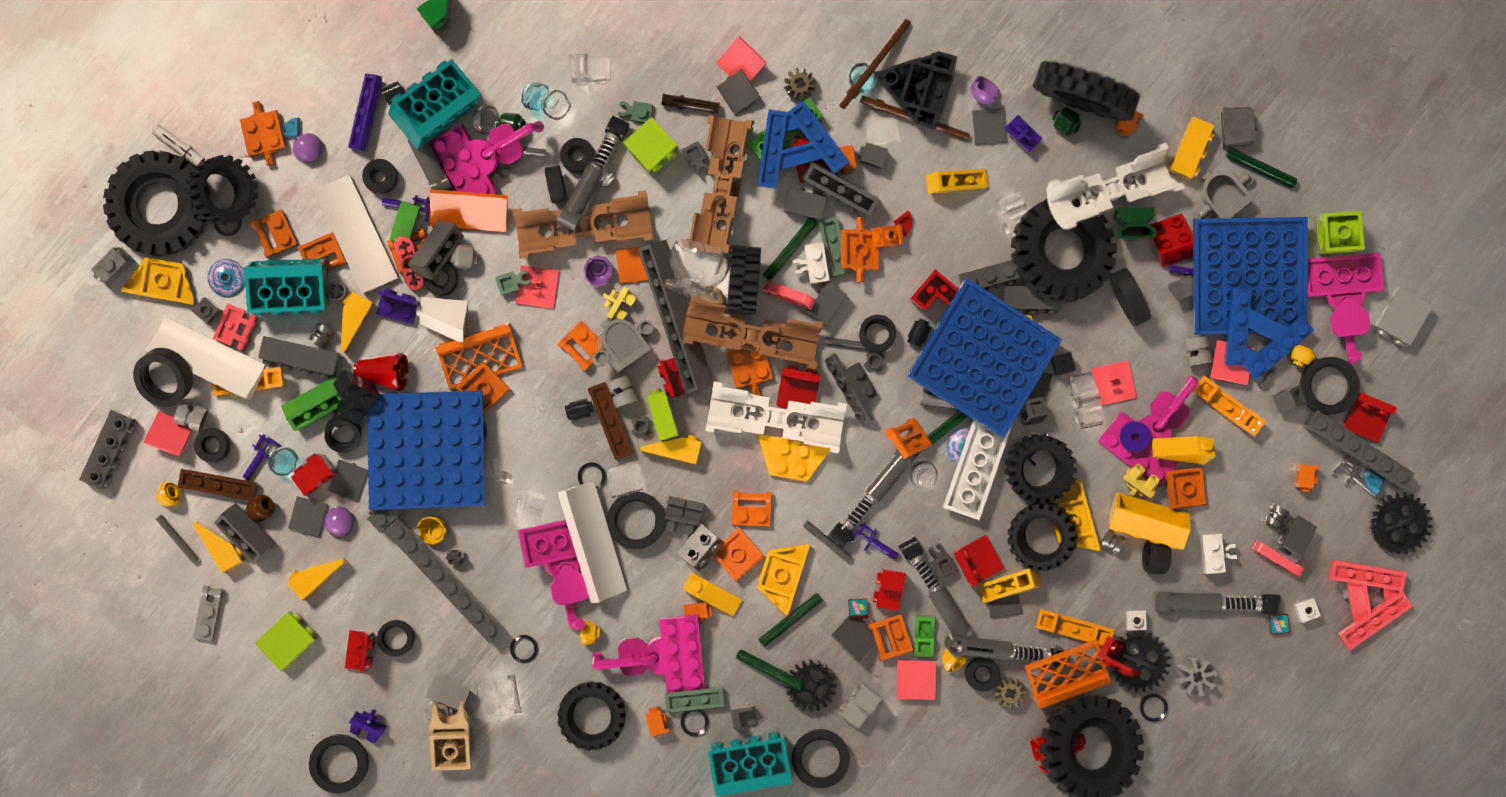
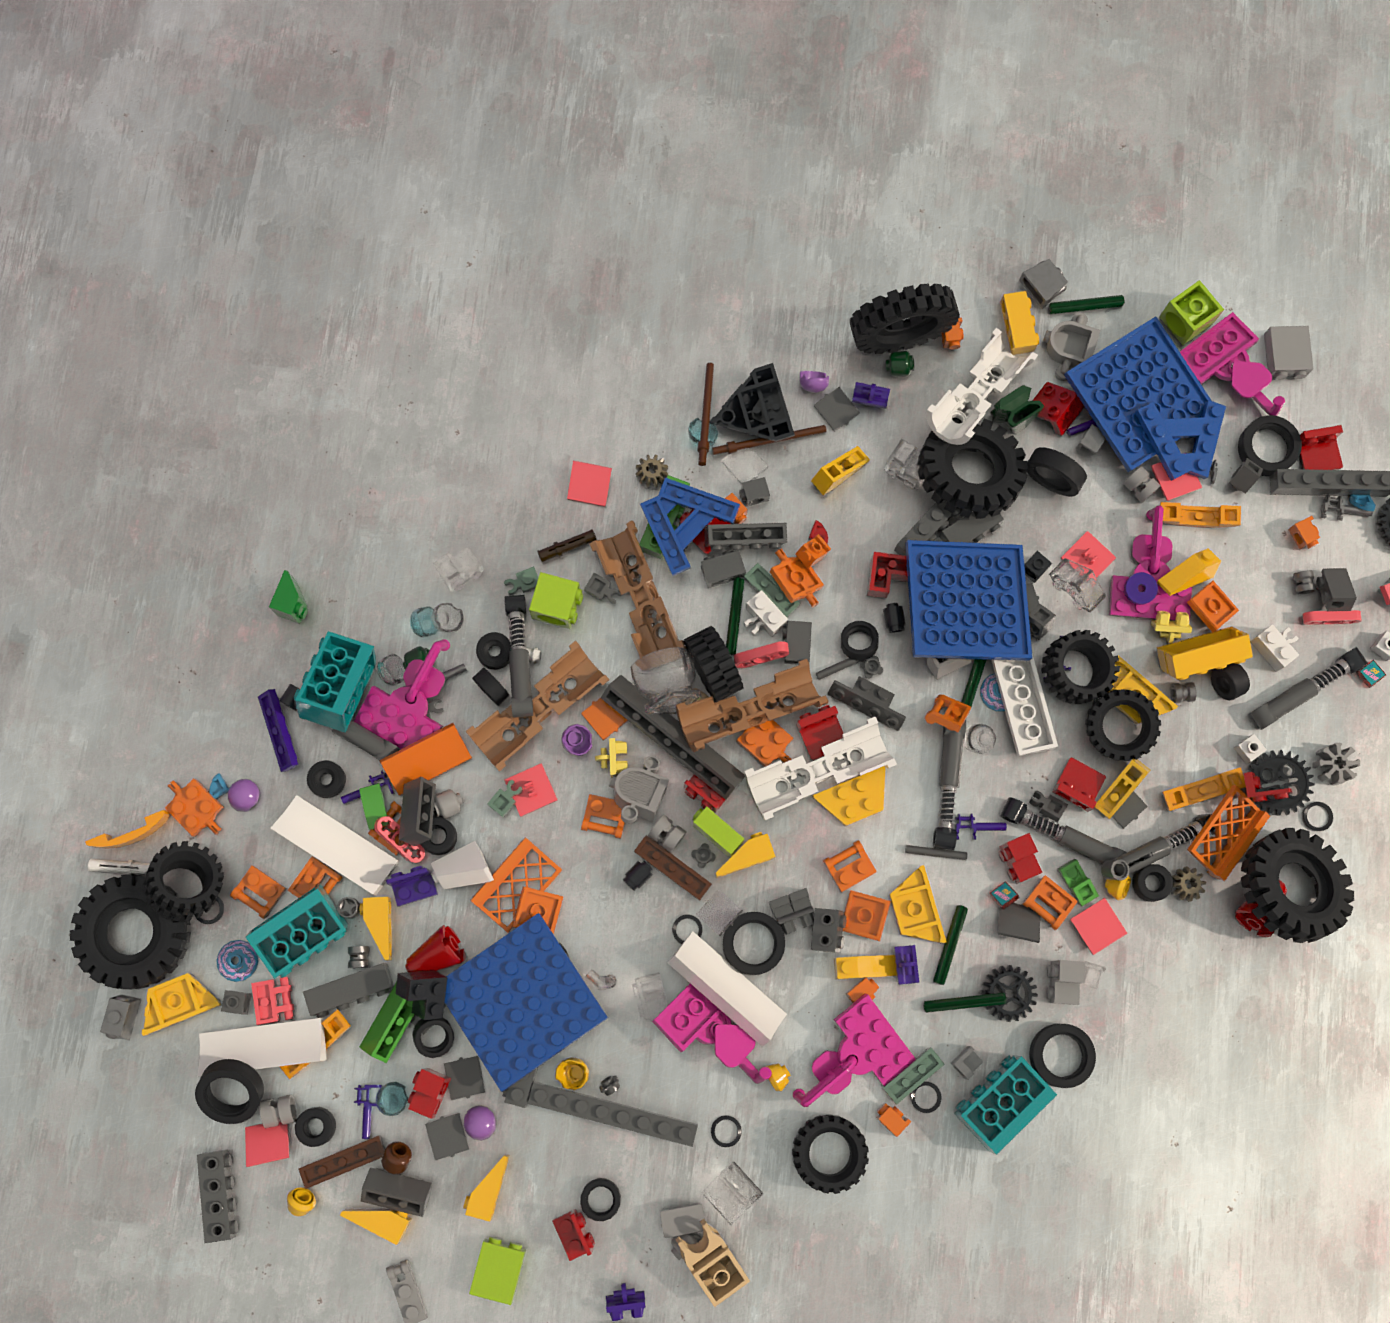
camera: 35 degrees left, 10 degrees down
(176, 538) = (333, 1239): dark grey bar -> none
(223, 125) = (153, 823): none -> light orange slope
(738, 92) = (602, 510): dark grey piece -> none
(744, 612) = (906, 964): none -> dark purple hips
(1302, 356) = (1230, 434): yellow cone -> none

